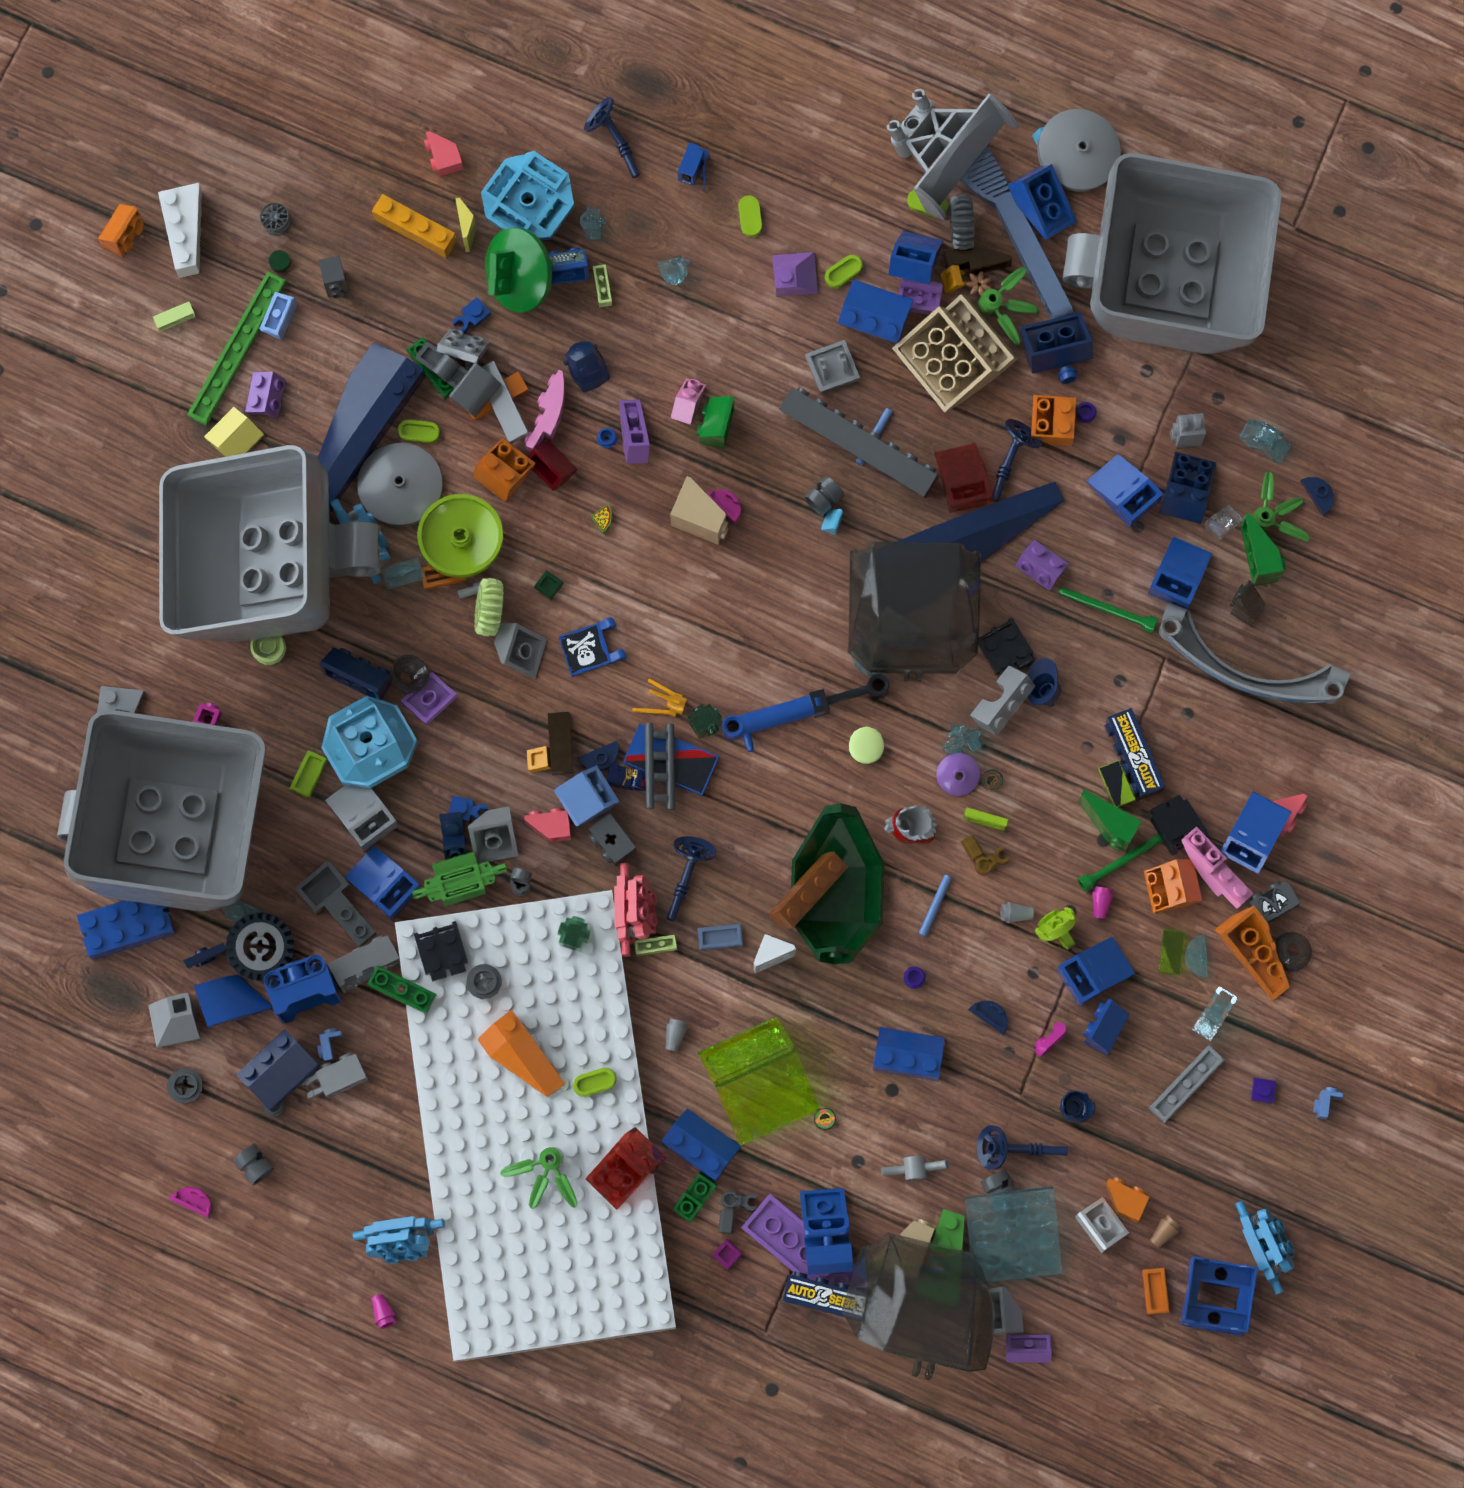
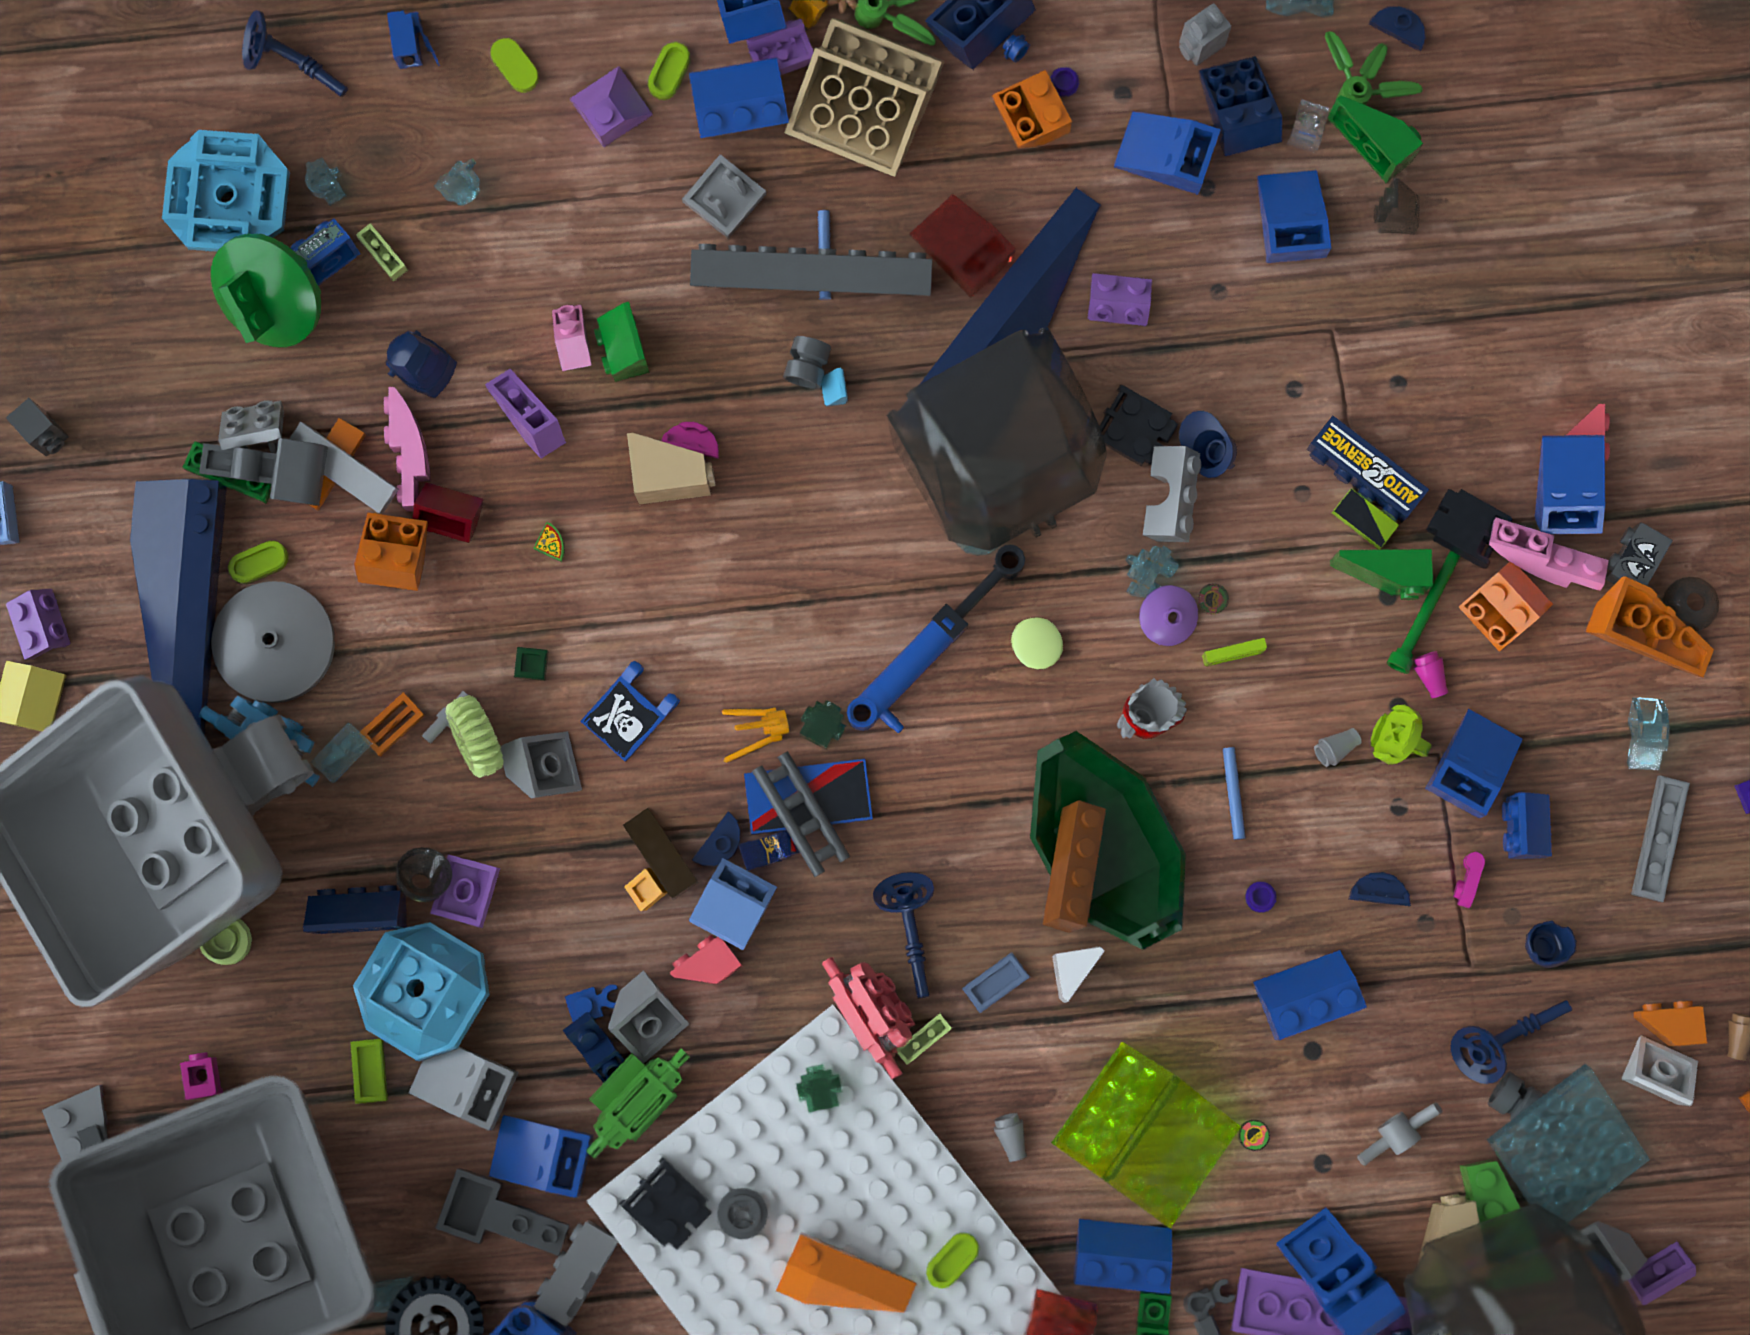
camera: 30 degrees left, 5 degrees up
(413, 996) = (665, 1280): green tile -> none
(414, 226) = (102, 307): light orange brick -> none
(445, 154) = (89, 194): coral slope -> none
(460, 535) = (386, 665): lime dish -> none
(467, 224) = (168, 268): light yellow slope -> none
(473, 313) = (241, 375): blue plate -> none
(520, 876) = (710, 1053): dark grey connector -> none
(607, 432) = (489, 438): blue plate -> none
(610, 828) = (783, 925): dark grey brick -> none
(983, 864) = (1262, 709): pearl gold bar -> none
(1019, 439) = (1004, 160): dark blue dish -> none
(1146, 622) = (1288, 300): green piece -> none
(1171, 952) = (1549, 687): clear neon green tile -> none
(1196, 956) = (1582, 675): clear light blue plate -> none
(1304, 689) = (1526, 274): light grey panel -> none

